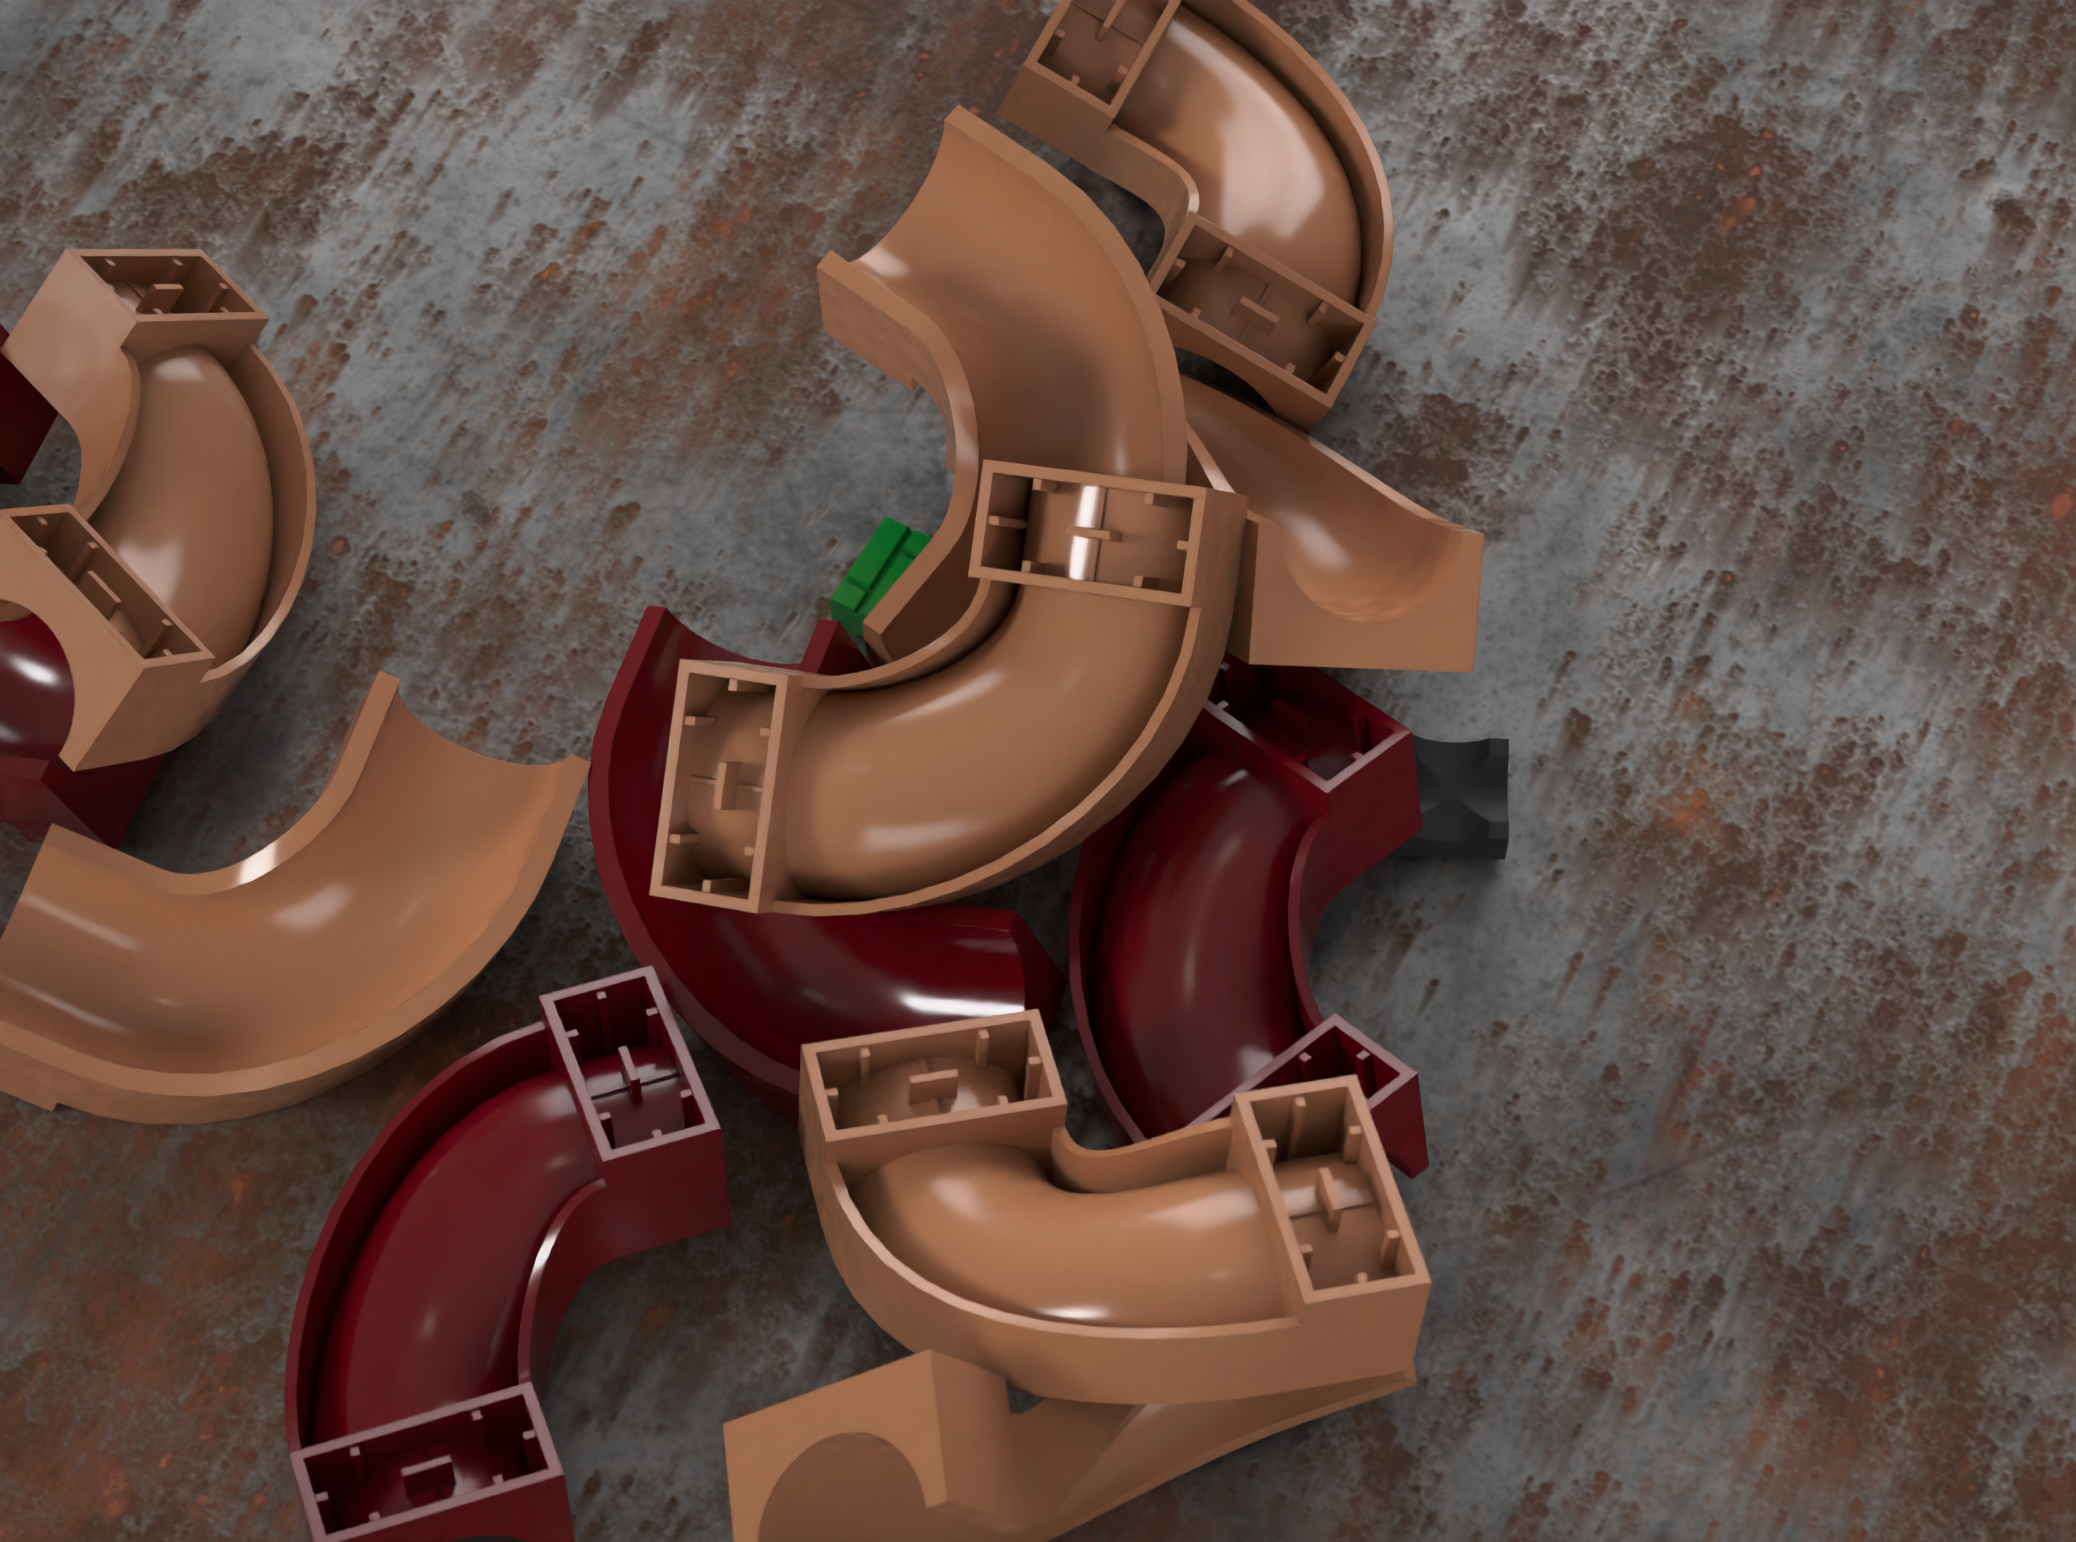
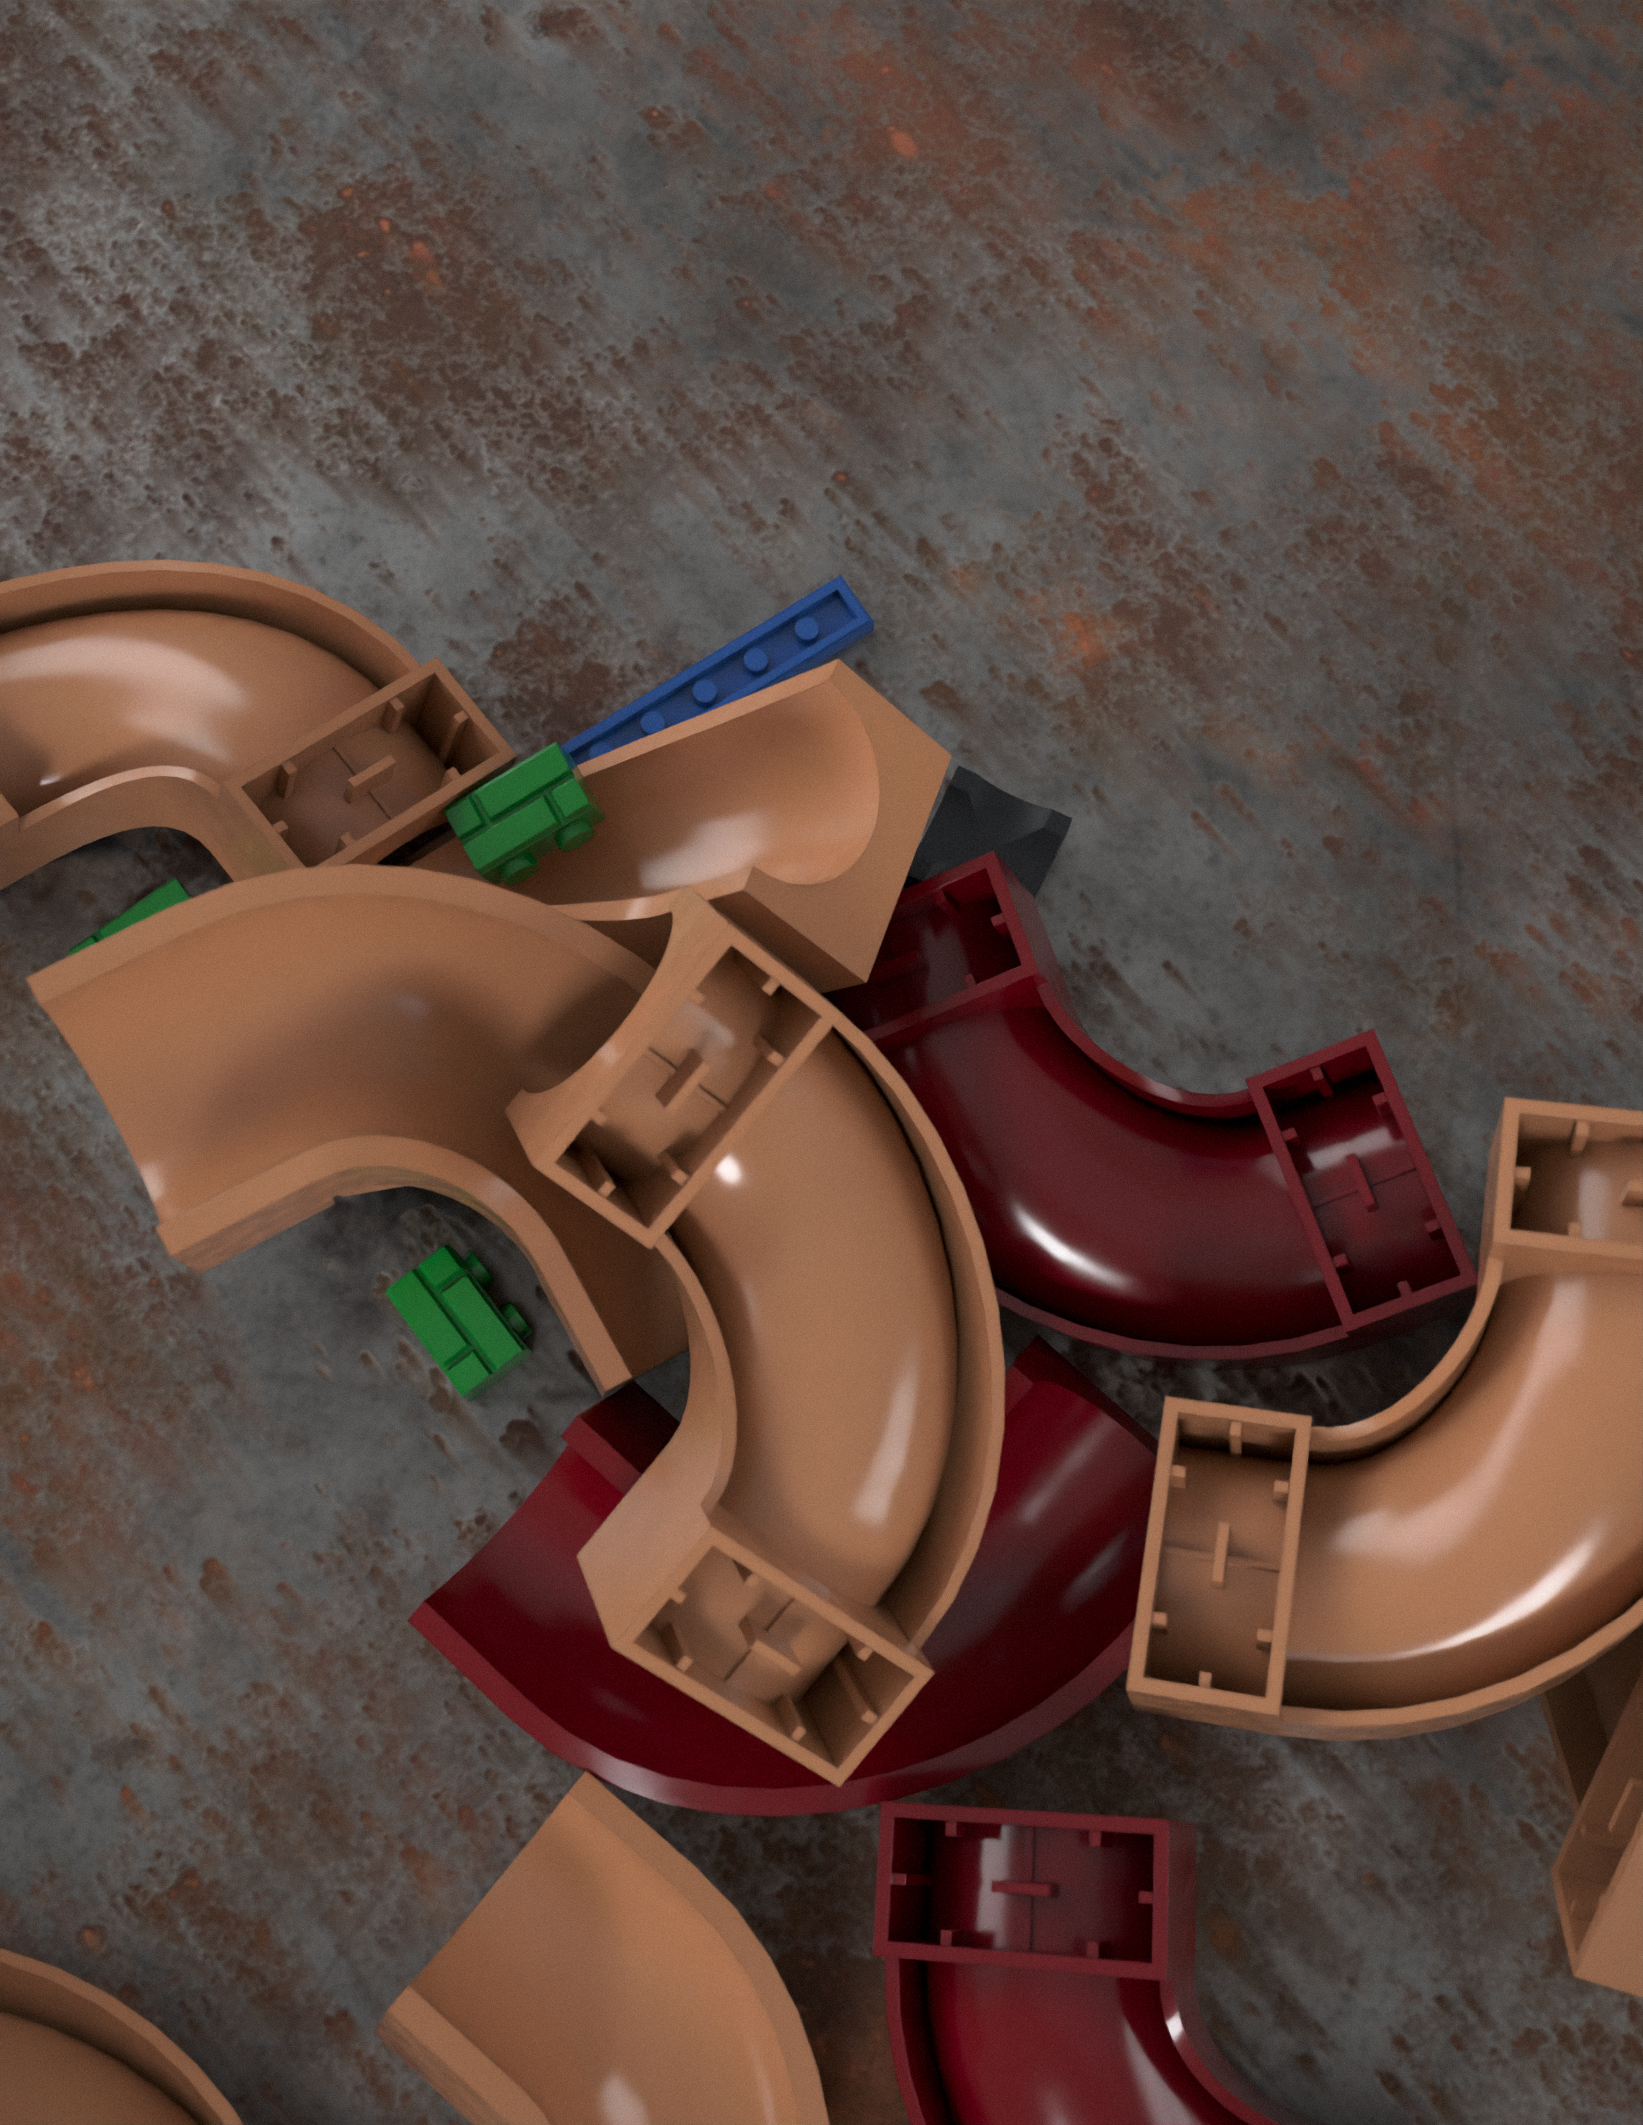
camera: 70 degrees left, 15 degrees up
(1288, 435) = (525, 816): none -> green brick
(1528, 575) = (754, 661): none -> blue tile

